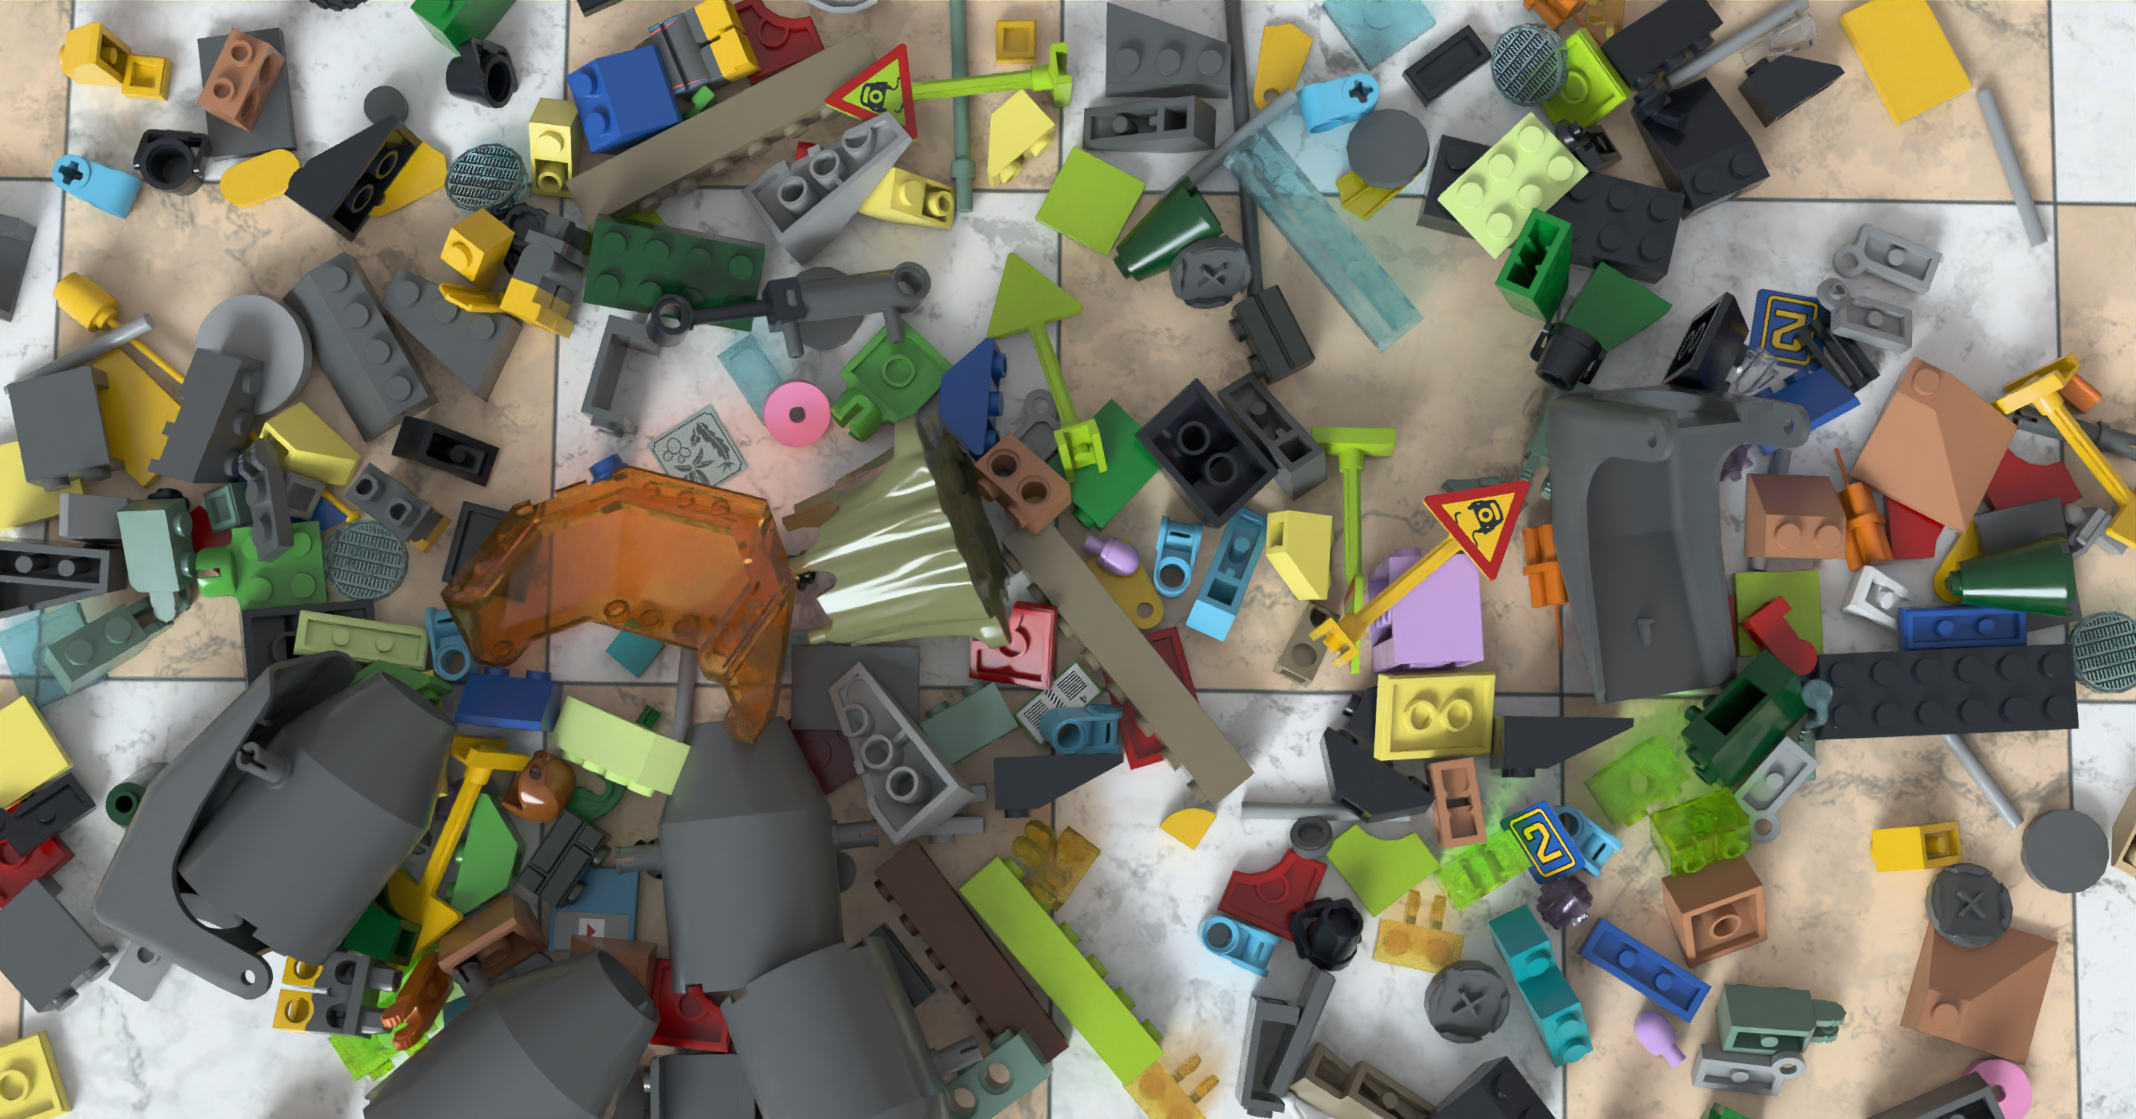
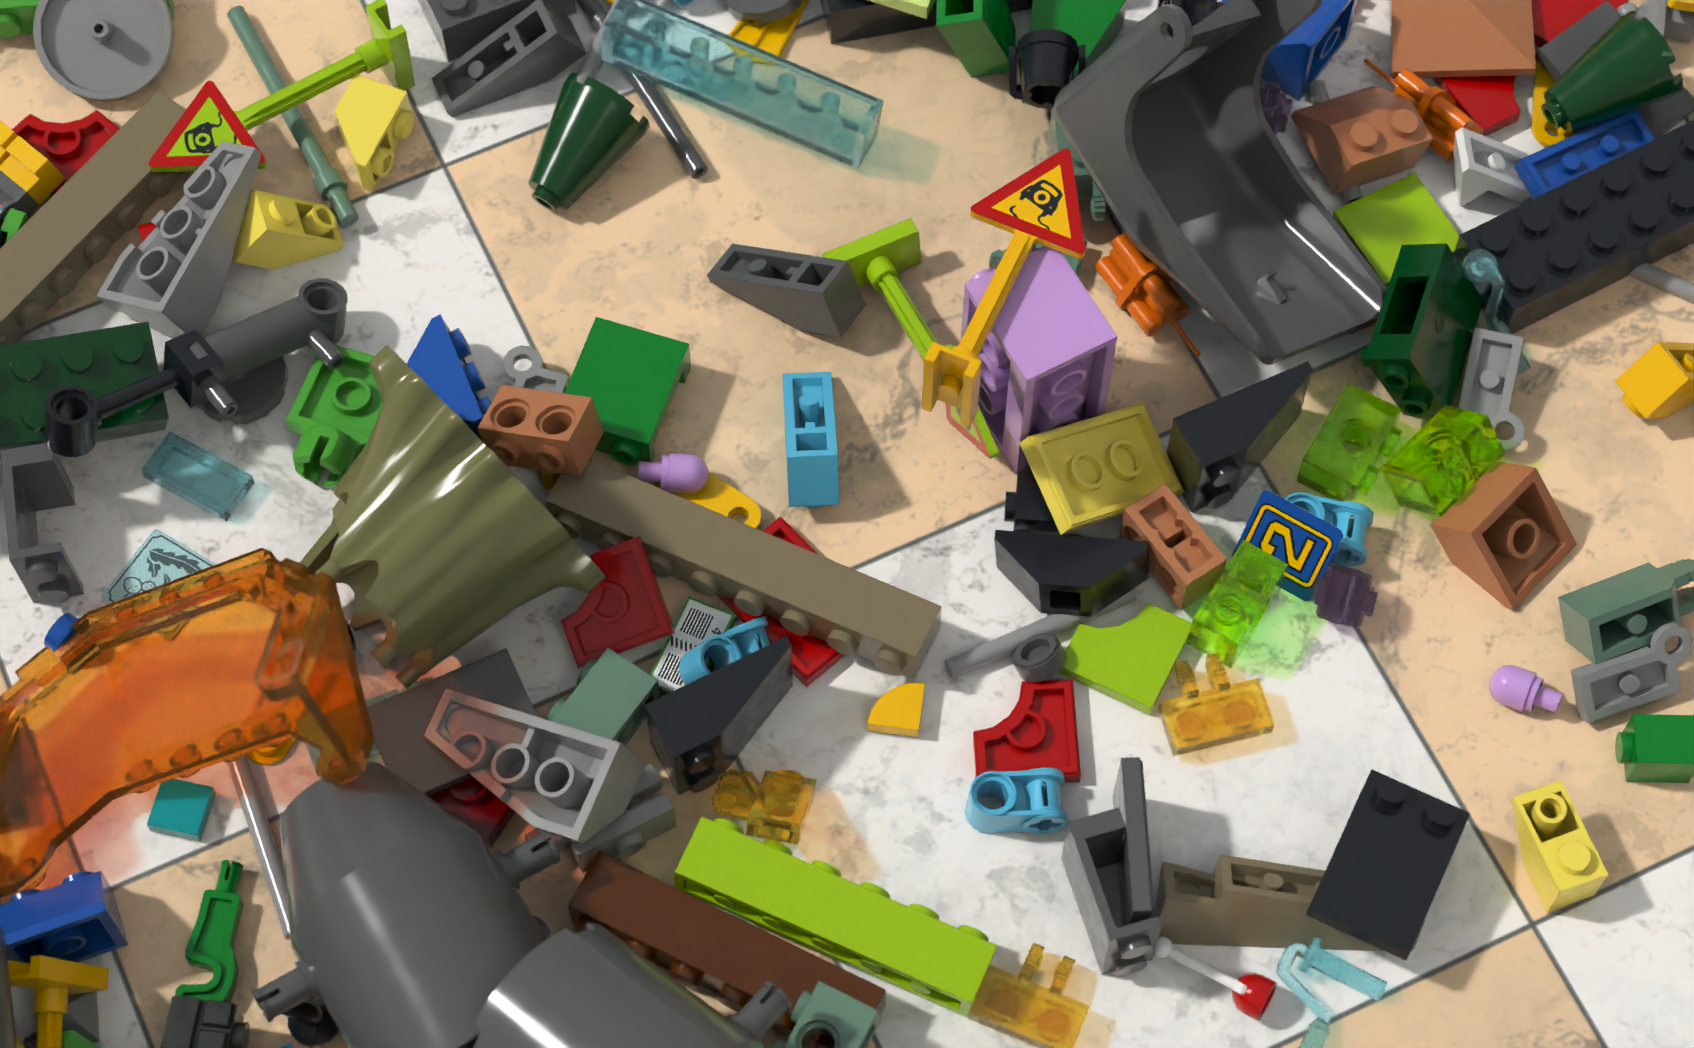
camera: 25 degrees left, 20 degrees down
(541, 795) = (137, 1002): dark orange helmet -> none
(618, 748) = (207, 888): yellowish green brick -> none
(796, 394) = (241, 501): bright pink piece -> none
(1016, 41) = (326, 44): yellow tile -> none
(1028, 304) = (466, 270): lime piece -> none
(1090, 201) = (481, 158): lime tile -> none
(1177, 549) = (743, 442): medium azure piece -> none
(1205, 455) = (723, 323): black slope -> none
(1210, 272) = (640, 159): dark grey tile -> none
(1271, 335) = (735, 196): pearl dark grey brick -> none
(1300, 551) = (874, 380): light yellow slope -> none
(1302, 654) = (931, 472): dark tan leg -> none
(1332, 937) = (1114, 732): black piece -> none
(1466, 1001) = (1298, 745): dark grey tile -> none
(1542, 985) = (1382, 693): teal arch -> none
(1644, 970) = (1467, 628): blue plate -> none
(1773, 633) = (1397, 229): red leg -> none

